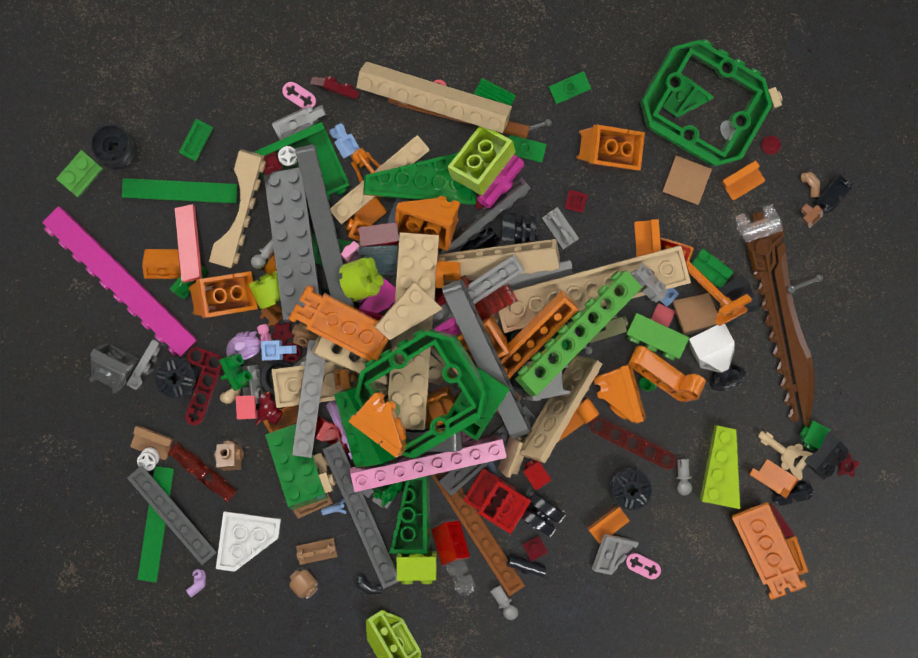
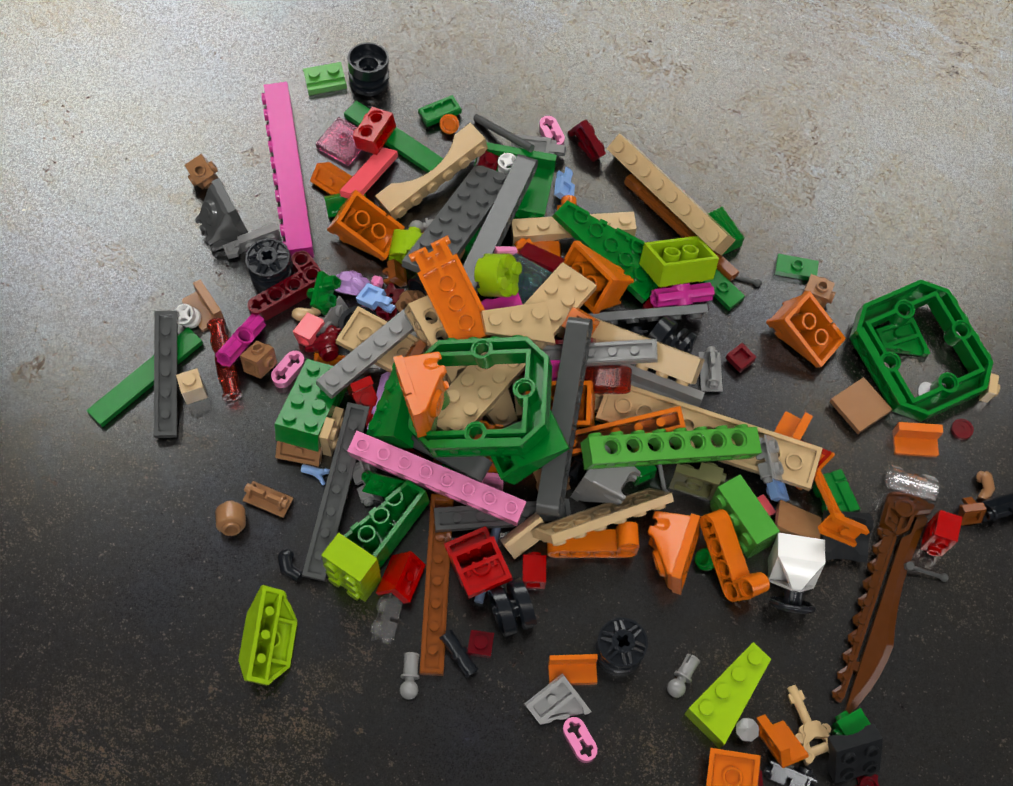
camera: 30 degrees right, 25 degrees down
(59, 334) = (201, 171): none -> medium nougat brick
(140, 222) = (339, 141): none -> clear pink plate
(168, 201) = (374, 130): none -> red brick
(197, 510) = (191, 386): none -> tan brick
(199, 582) = (141, 449): lavender arm -> none
(205, 463) = (240, 340): none -> dark pink piece
(213, 148) = (449, 123): none -> orange plate
(244, 538) = (211, 440): white plate -> none
(248, 445) = (286, 367): none -> bright pink beam
(264, 128) = (504, 133): none -> dark grey bar
(594, 107) = (821, 289): none -> medium nougat brick
(639, 449) = (652, 617): clear red beam -> none
(748, 487) = (747, 729): none -> light grey rock
(800, 252) = (941, 533): none -> red brick

